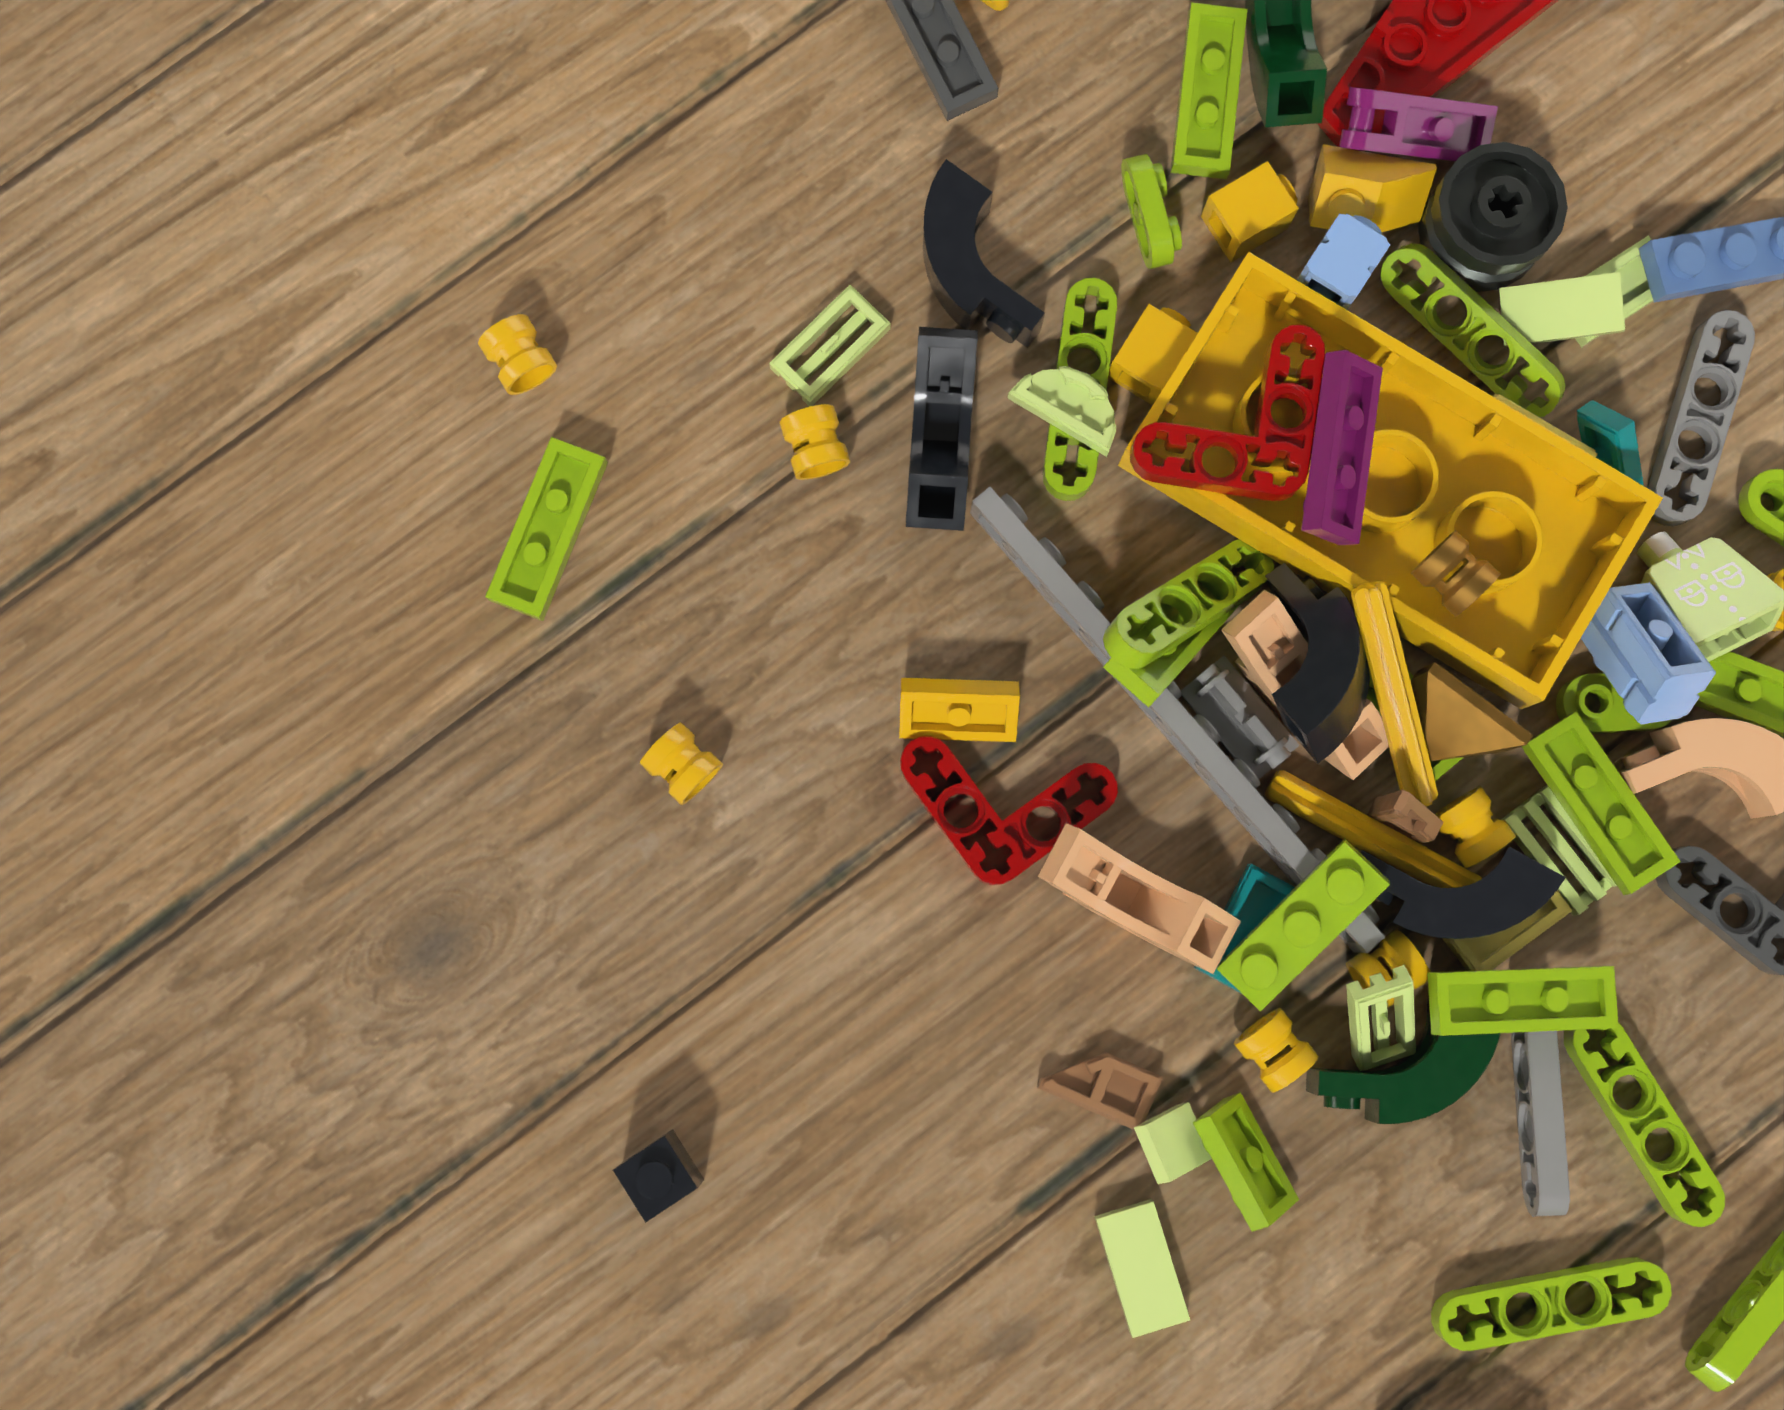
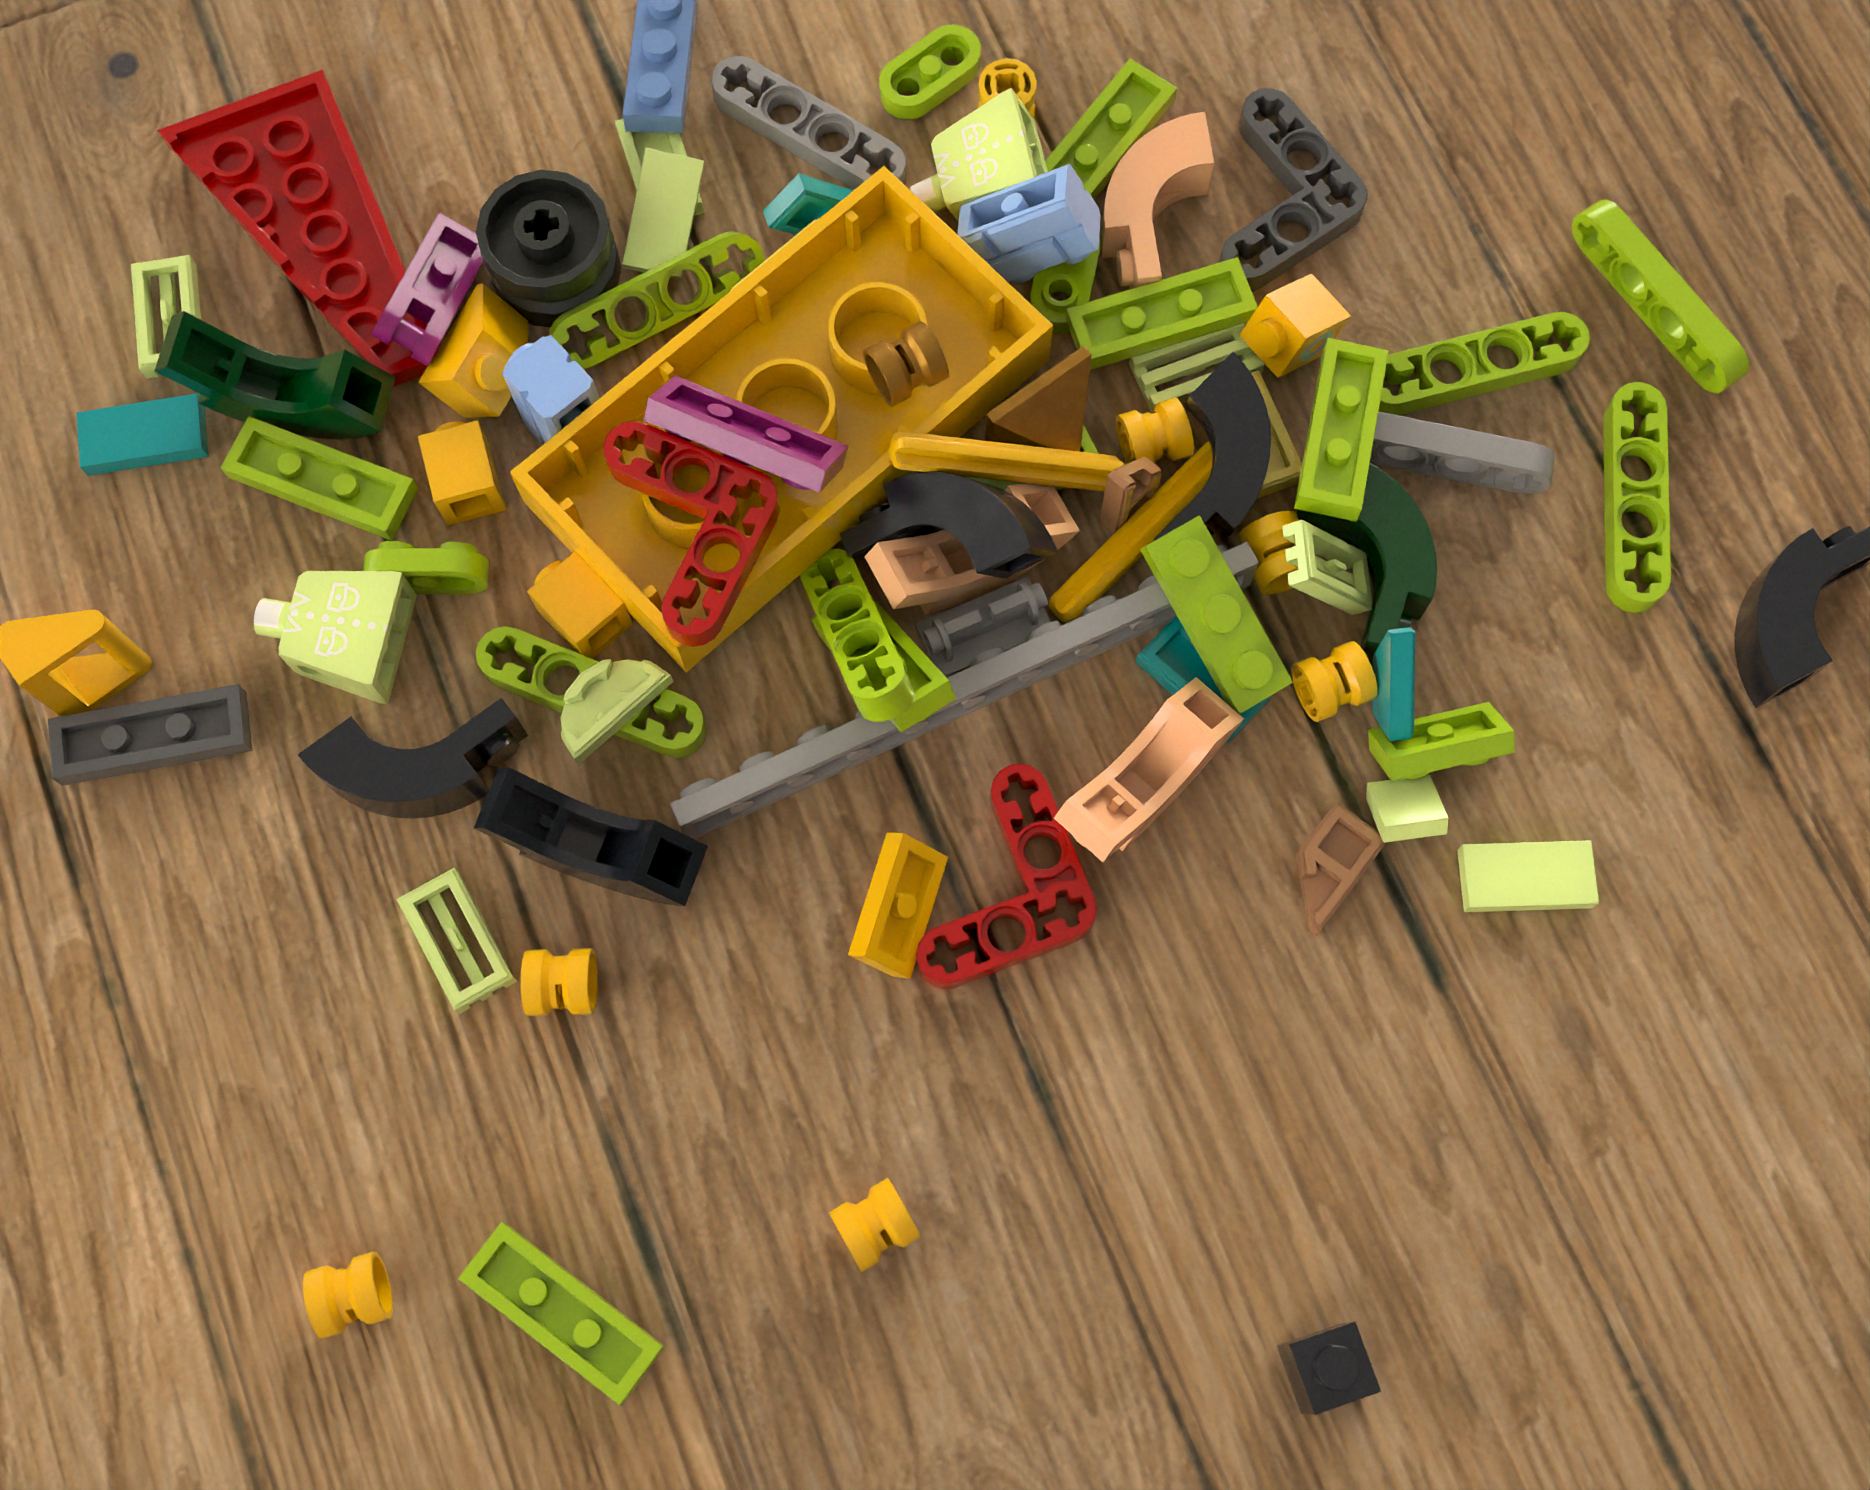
camera: 75 degrees left, 10 degrees down
(1074, 158) = (343, 628): none -> yellowish green torso
(1283, 1106) = (1396, 683): none -> teal tile
(1626, 933) = (1294, 325): none -> yellow brick

